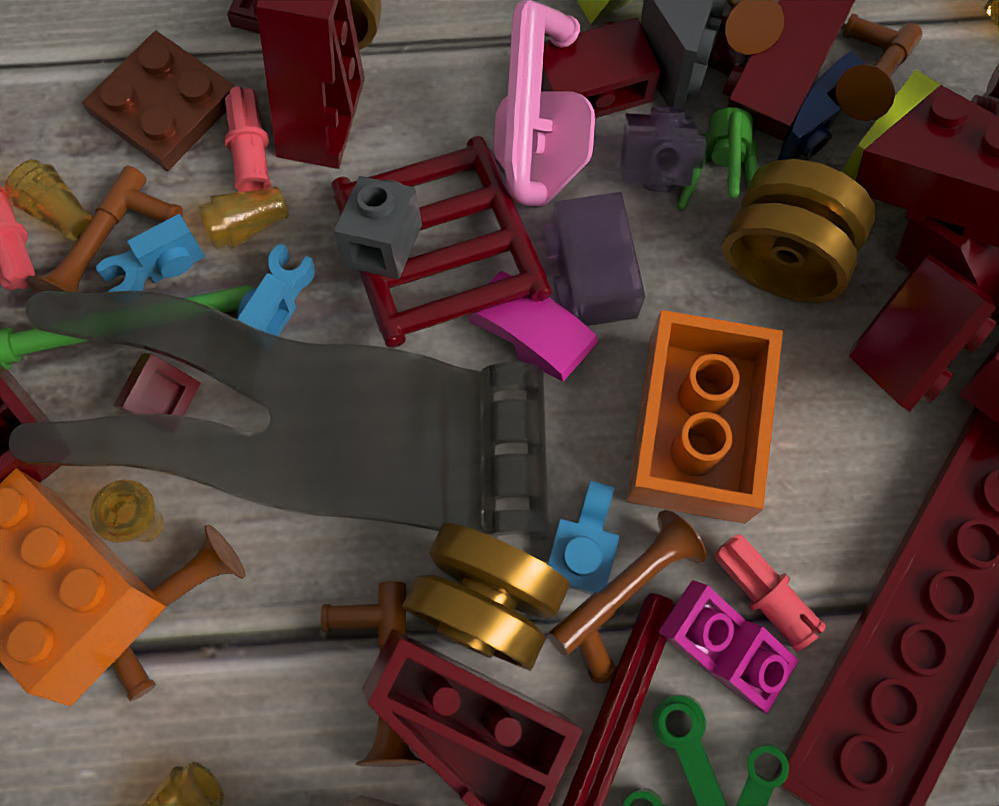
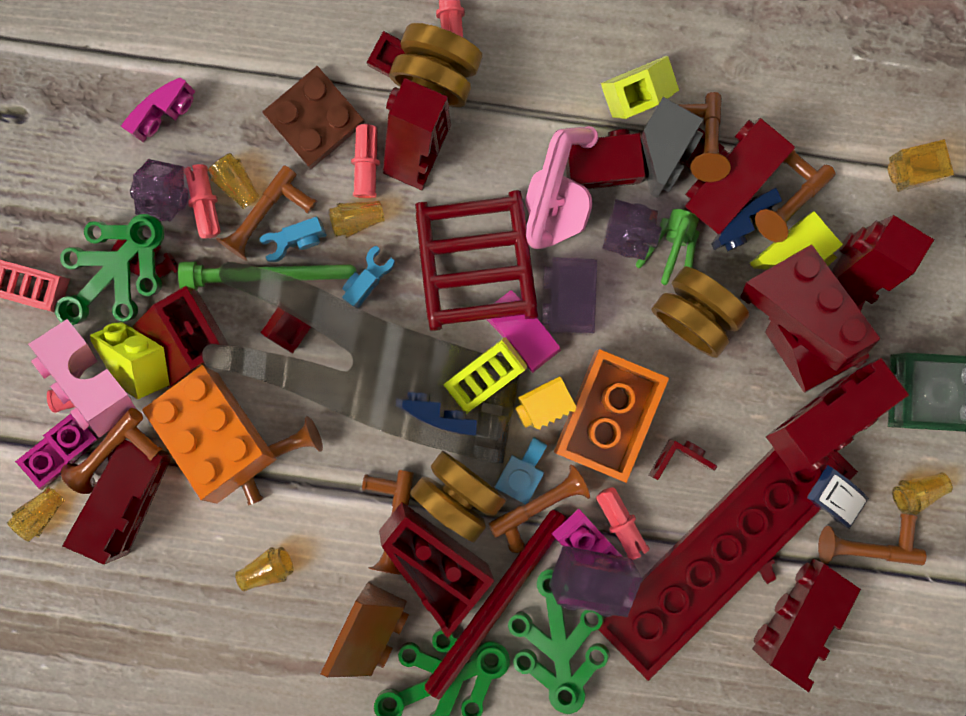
camera: 15 degrees right, 15 degrees up
(126, 513) = (252, 403): clear yellow cone -> none
(378, 227) = (440, 254): dark grey brick -> none
(403, 460) = (421, 408): none -> dark blue slope
(520, 351) = (511, 356): none -> neon yellow slope
(596, 415) = (545, 404): none -> yellow brick
(758, 695) = (595, 582): none -> clear purple brick
(840, 451) = (689, 449): none -> dark red bracket
(923, 331) = (755, 394): dark red slope -> none

